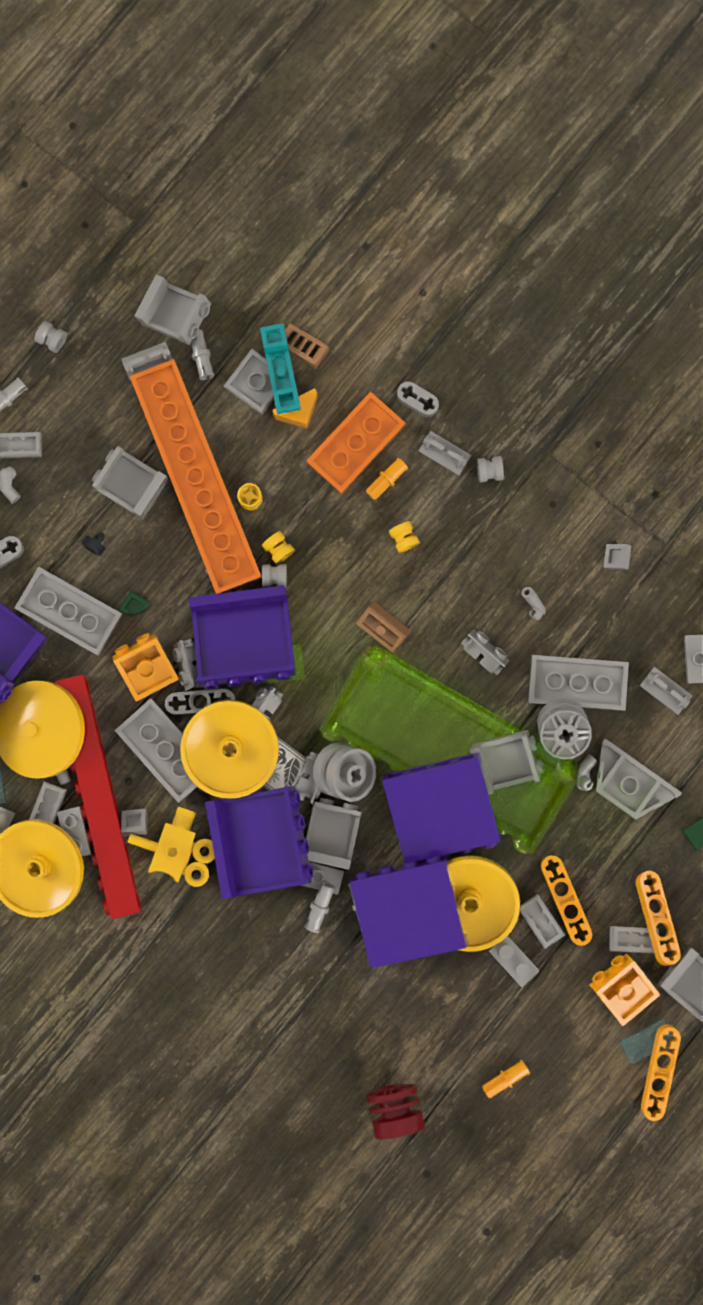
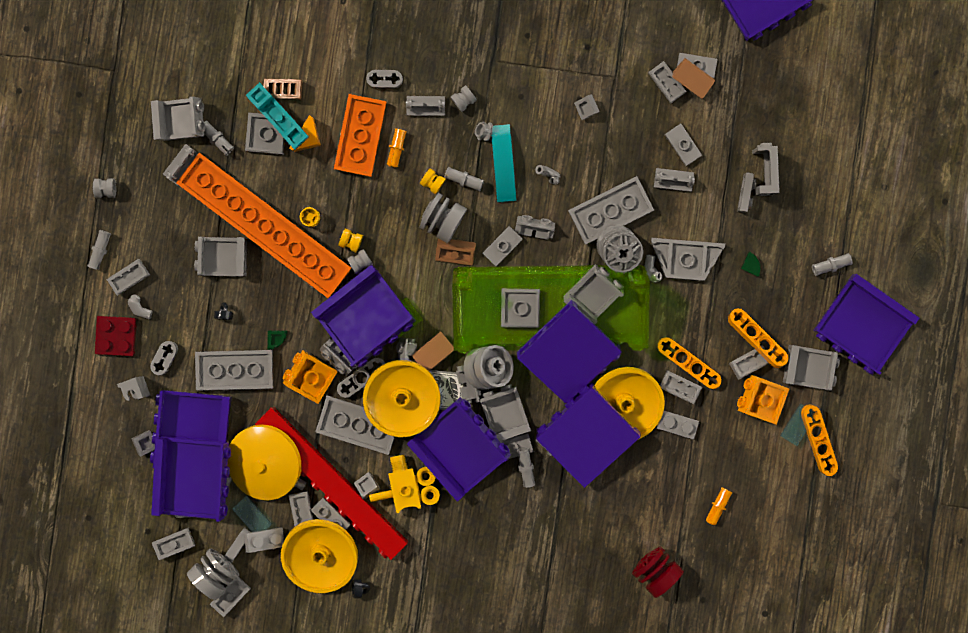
camera: 25 degrees left, 5 degrees up
(54, 930) = (357, 586): none -> black tile
(295, 720) = (433, 351): none -> medium nougat slope
(391, 581) = (443, 218): none -> light grey wheel
(417, 729) = (520, 307): none -> light grey tile
(437, 651) = (502, 246): none -> light grey plate
(439, 554) = (464, 179): none -> light grey pin
(491, 516) = (483, 131): none -> light grey plate
(491, 563) = (503, 163): none -> teal slope

